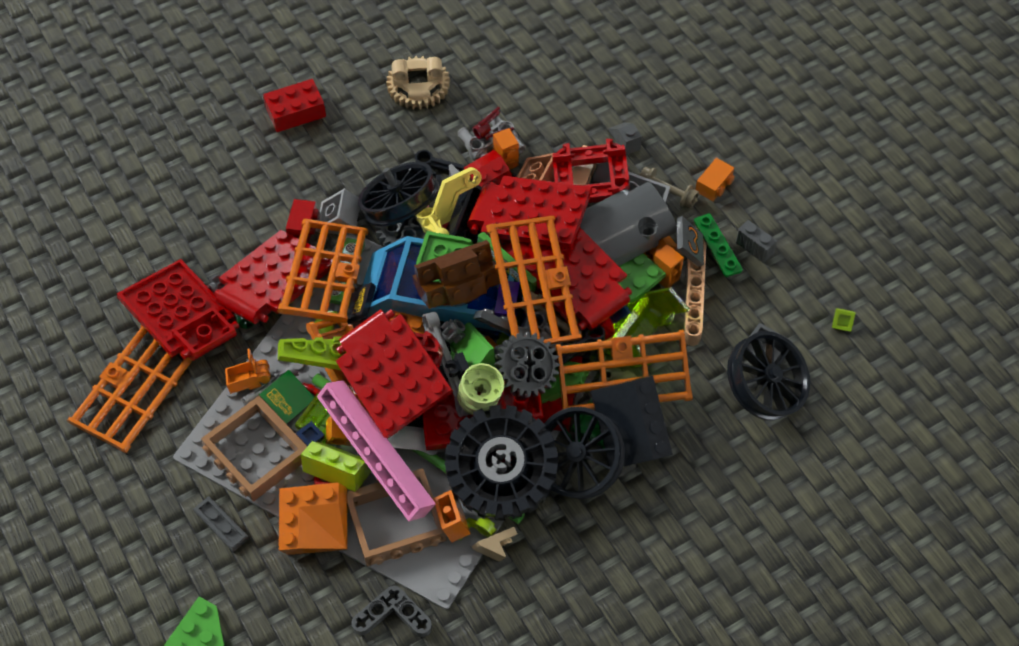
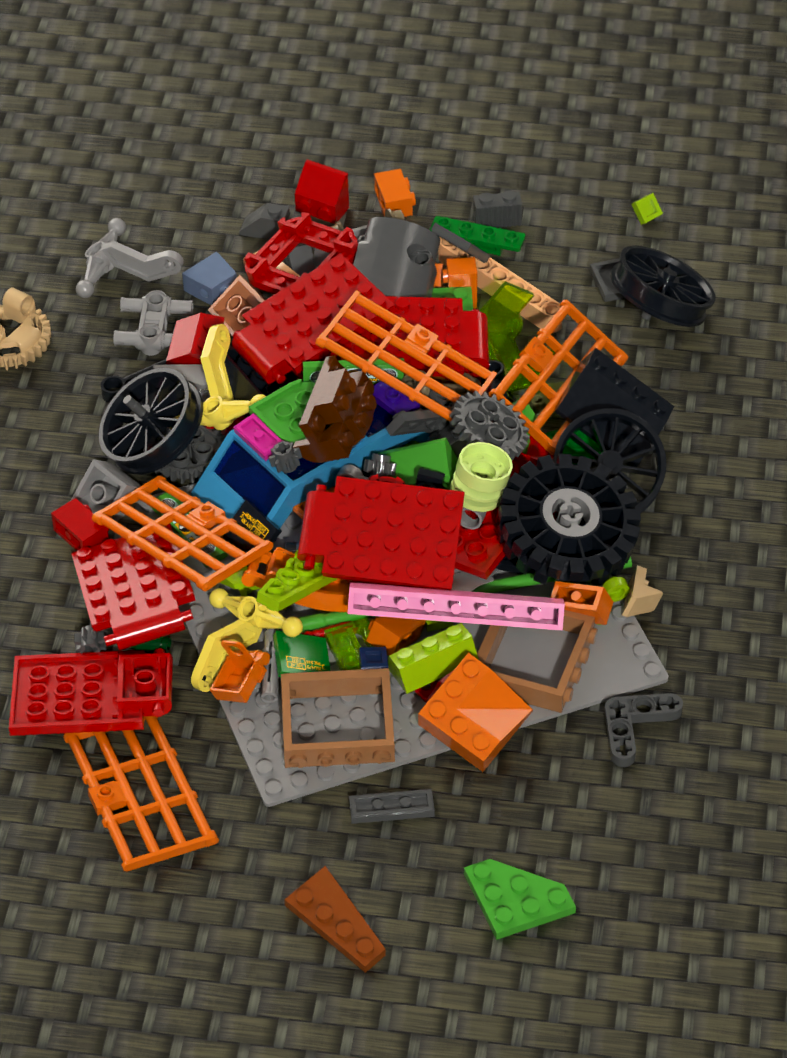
camera: 50 degrees left, 10 degrees down
(112, 553) = (334, 917): none -> dark orange wing
(269, 352) = (246, 630): none -> light yellow piece
(404, 277) = (285, 457): none -> dark grey gear
(410, 253) = (257, 436): none -> dark pink plate
(483, 128) = (142, 312): dark red plant -> none
(507, 146) = (182, 304): orange brick -> none
(518, 81) = (109, 254): none -> light grey piece
(552, 139) = (208, 278): none -> sand blue torso
(673, 144) = (322, 192): none -> red slope

